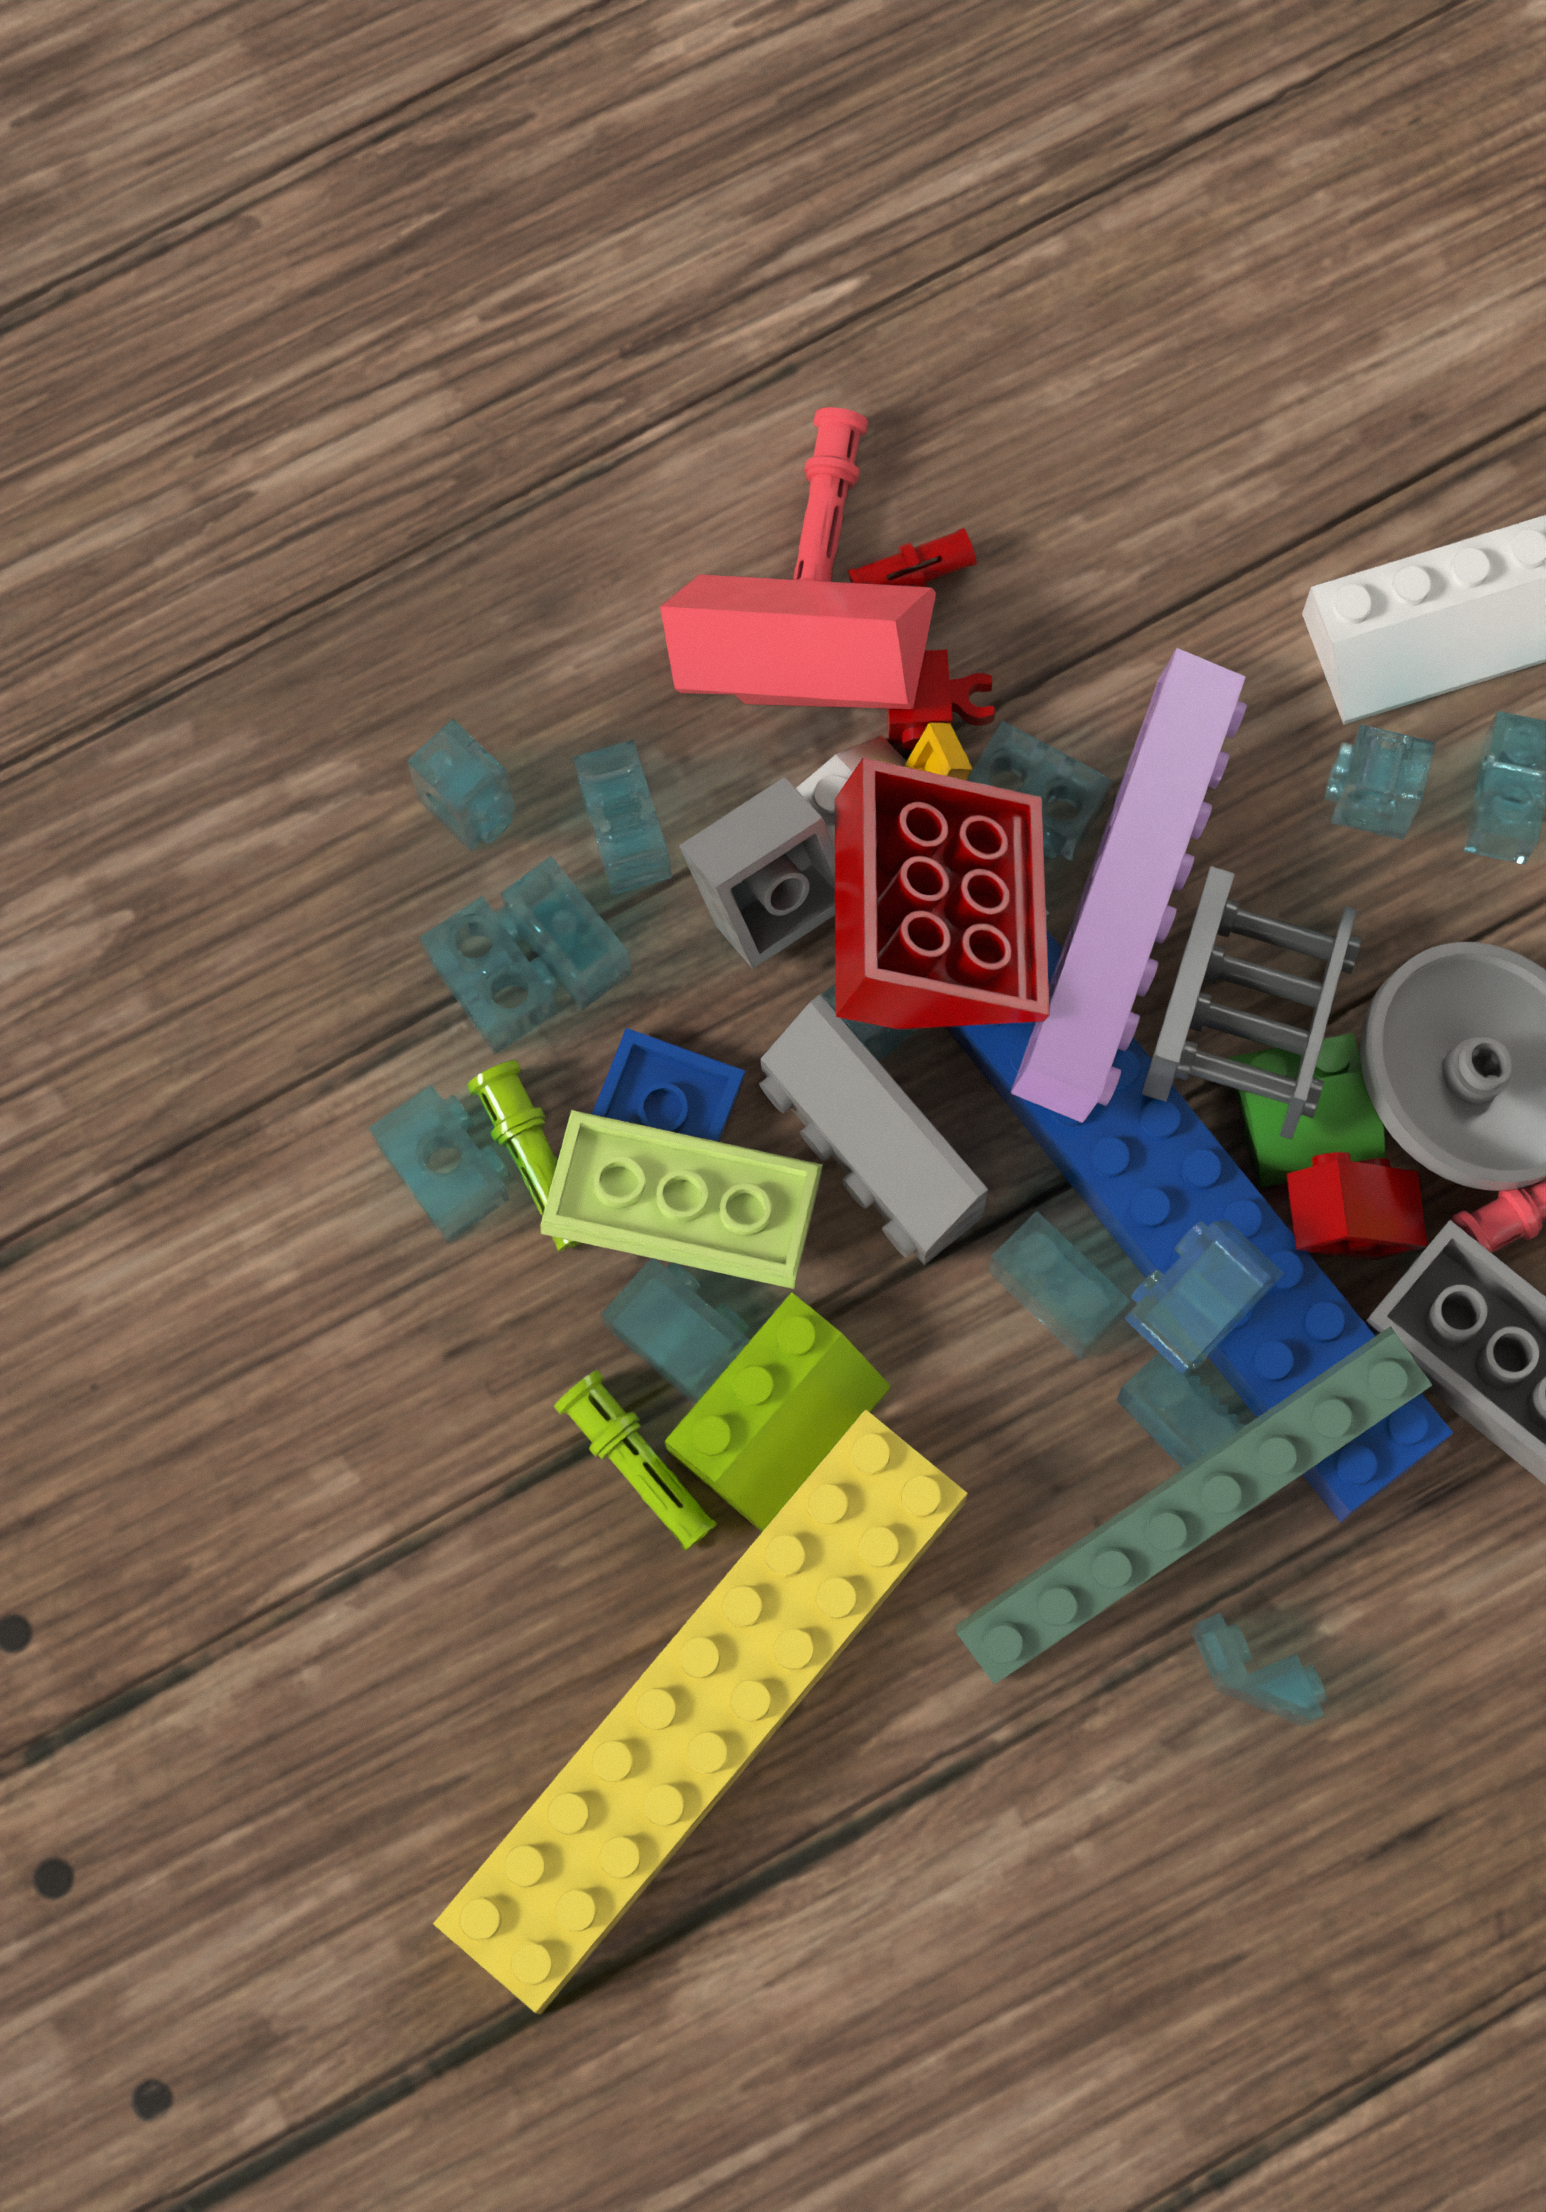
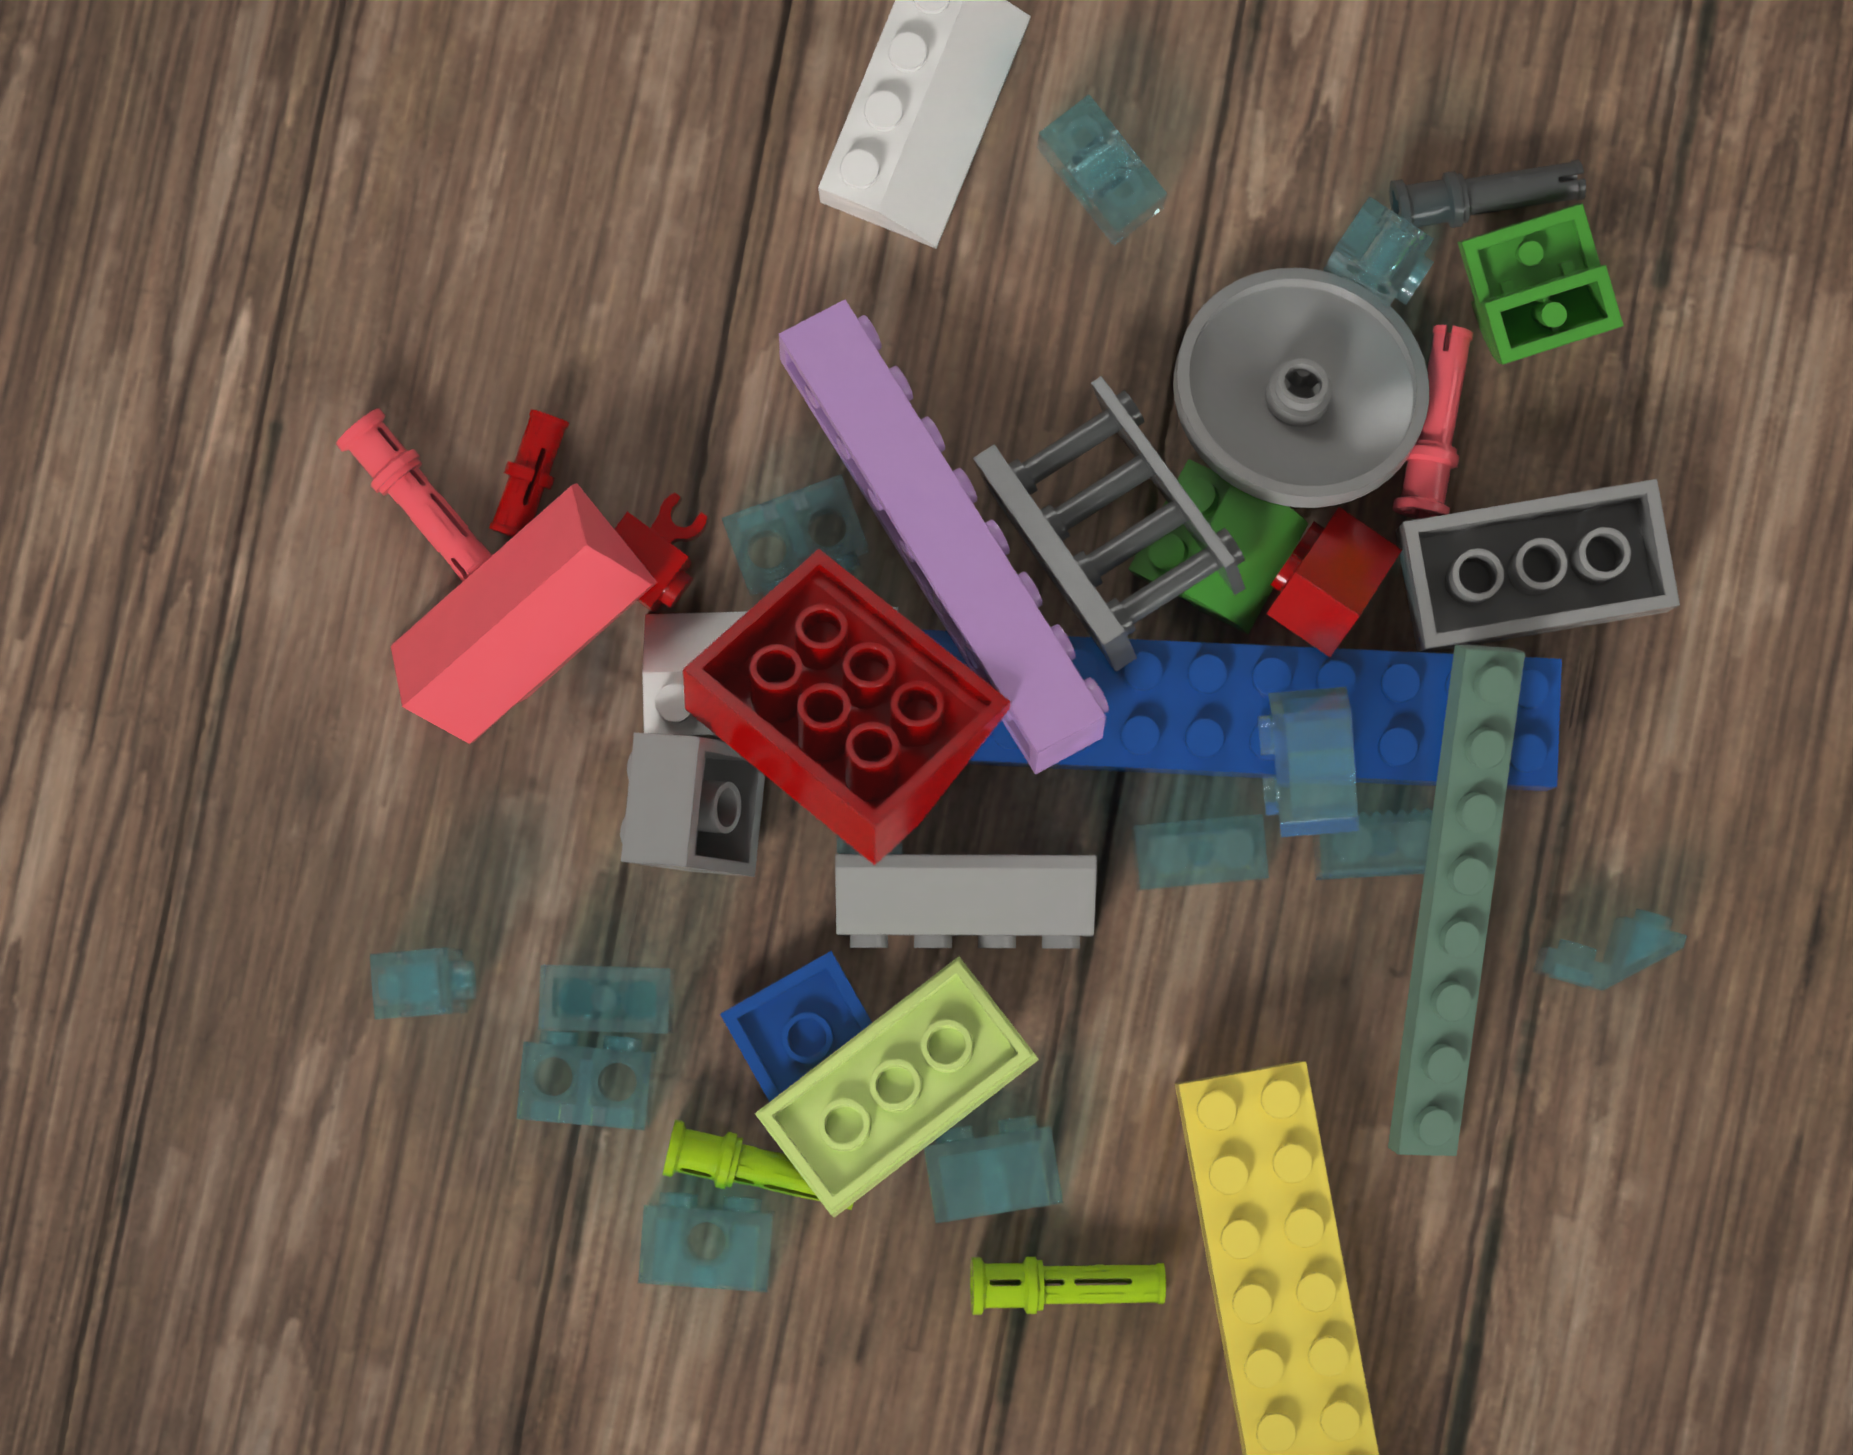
camera: 50 degrees left, 10 degrees up
(622, 817) = (548, 878): clear light blue brick -> none
(776, 1412) = (1120, 1149): lime slope -> none
(940, 753) = (713, 595): yellow plate -> none
(1379, 781) = (1016, 270): clear light blue brick -> none

